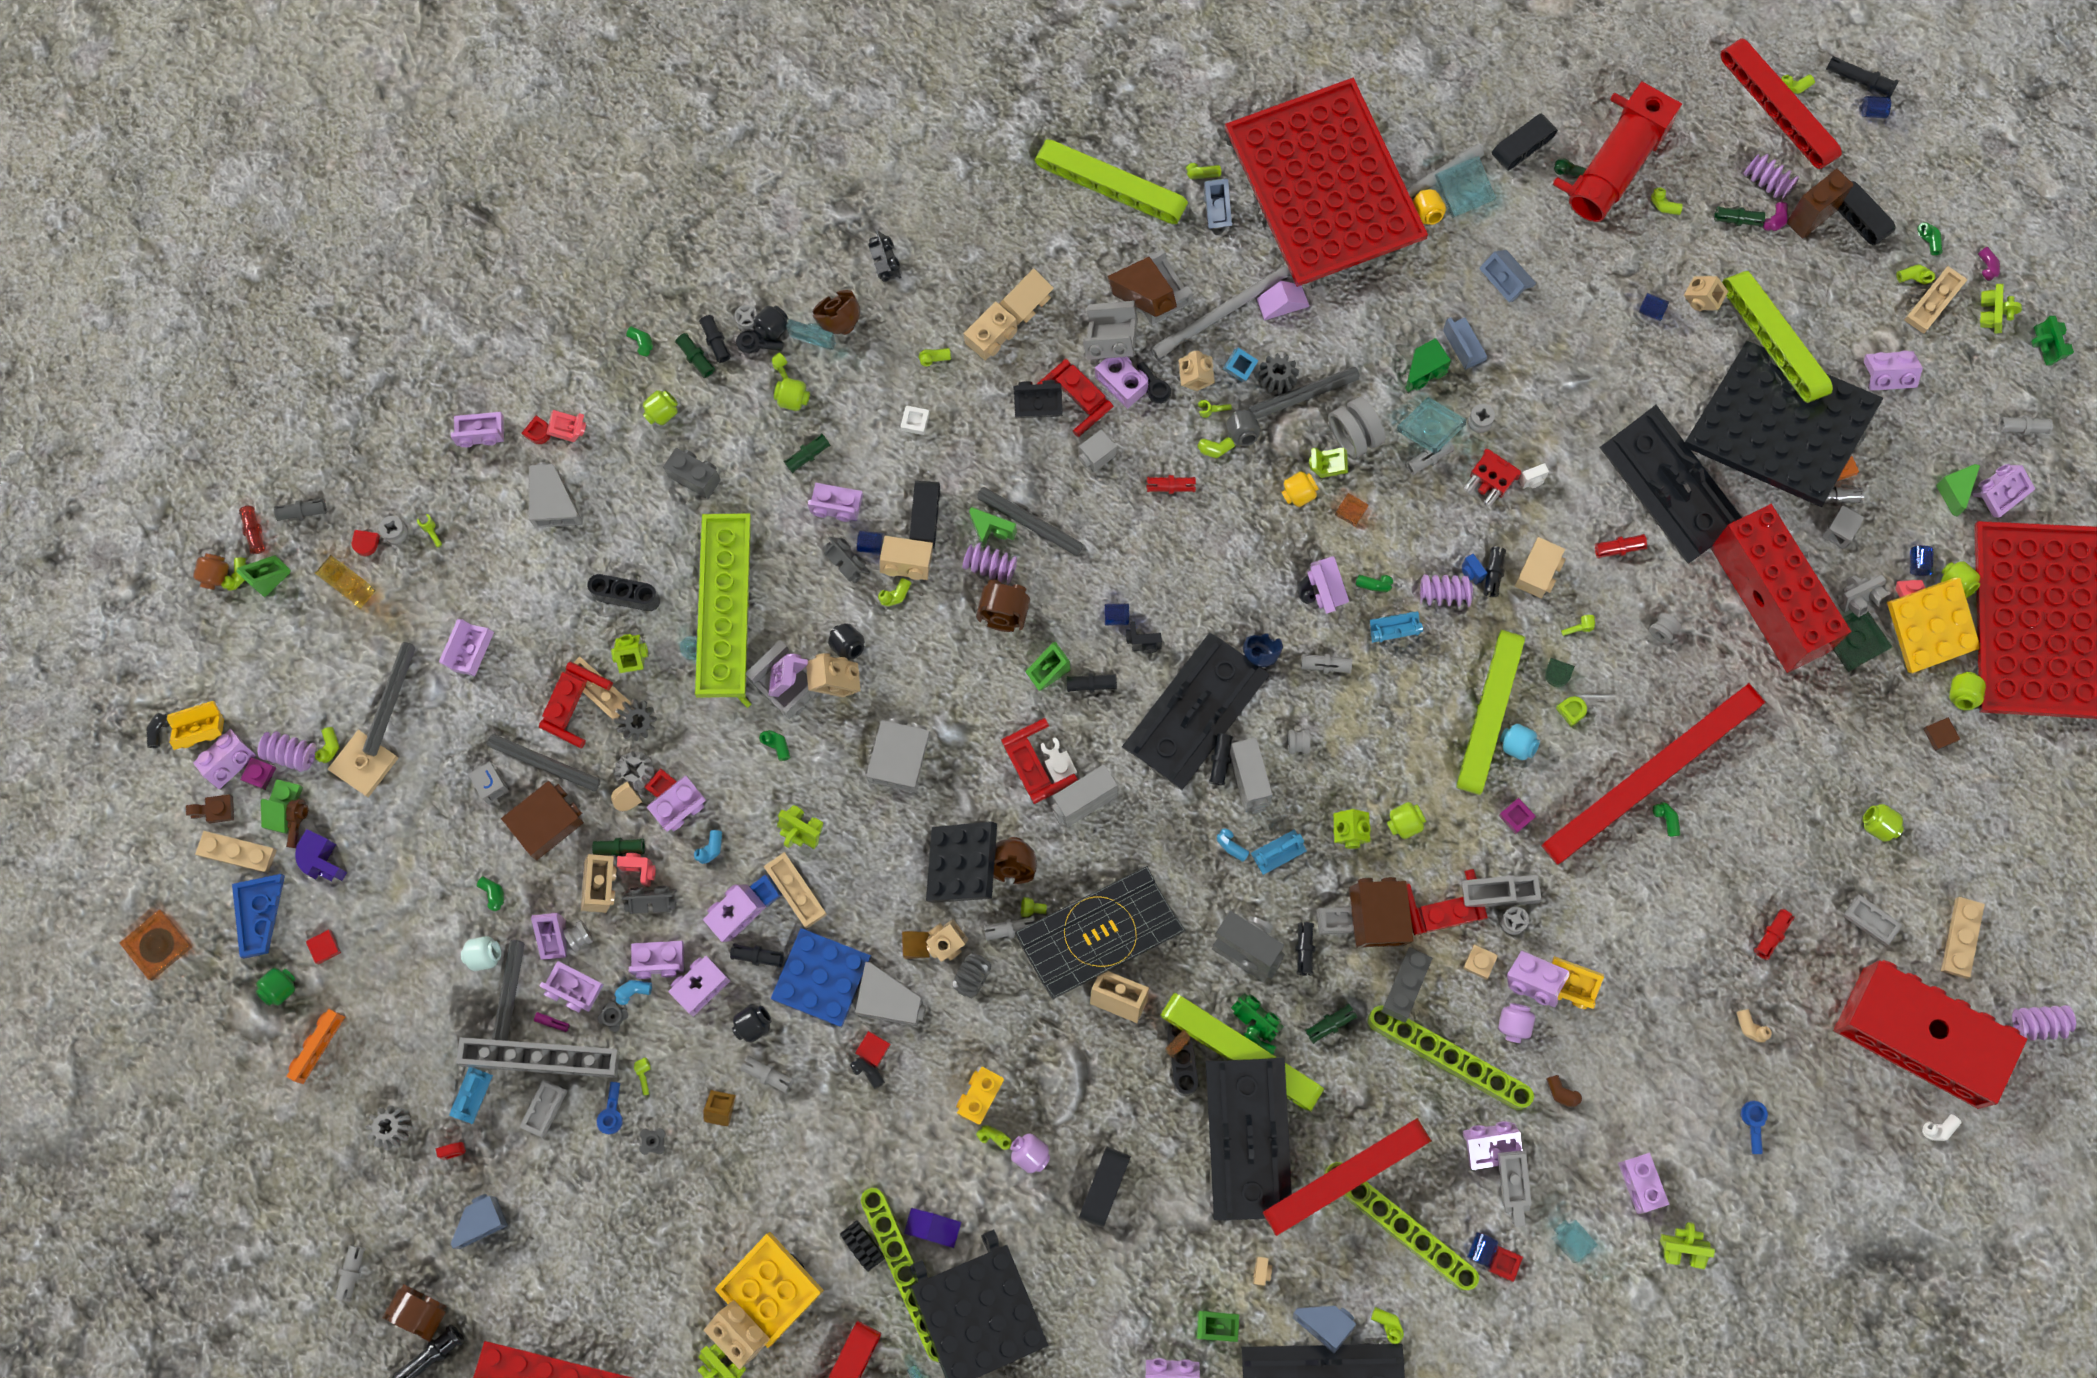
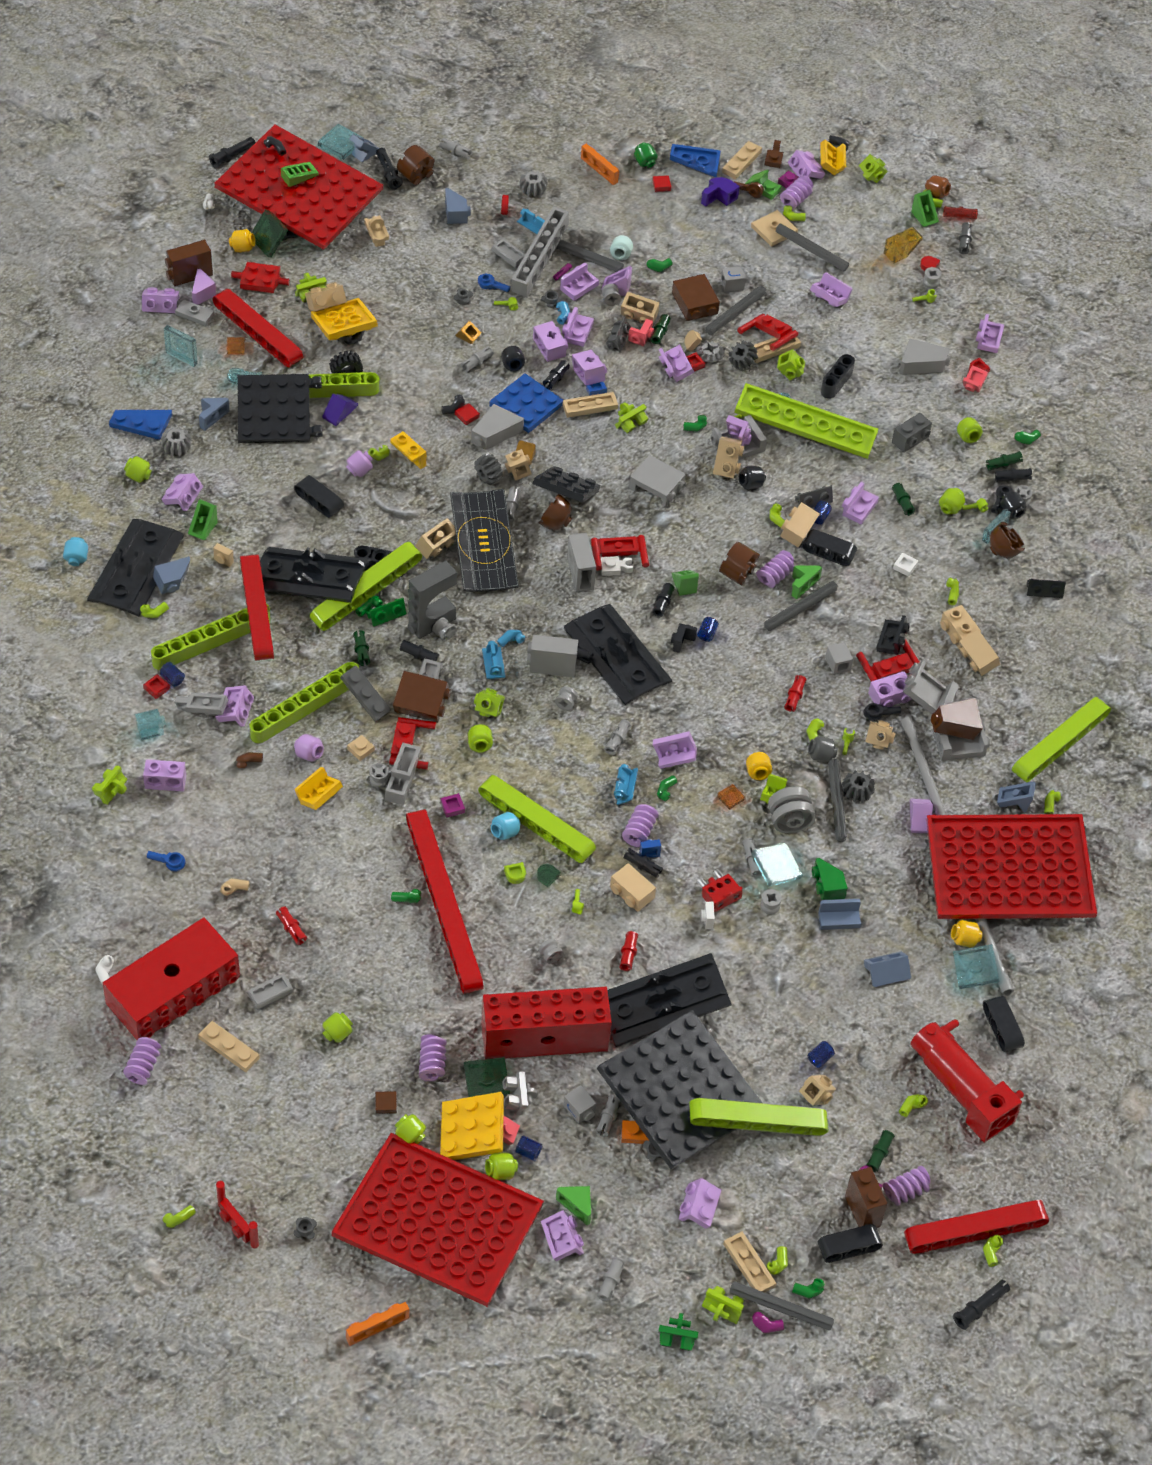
camera: 100 degrees right, 20 degrees down
(155, 945) = (699, 114): clear orange tile -> none
(204, 663) = (873, 168): none -> lime brick
(568, 1319) = (377, 230): none -> tan hips
(710, 851) = (638, 374): dark azure arm -> none
(1028, 907) = (521, 517): lime piece -> none
(1177, 1044) = (387, 546): clear orange tile -> none
(1240, 364) = (873, 760): dark azure brick -> none
(1262, 650) = (644, 699): dark blue hair -> none
(1537, 979) = (332, 765): lavender bracket -> none
(1564, 166) = (972, 1042): dark green arm -> none
(1868, 699) = (432, 1057): none -> lavender piece
(1876, 107) = (947, 1299): clear blue piece -> none
(1968, 254) = (781, 1305): none -> dark grey axle

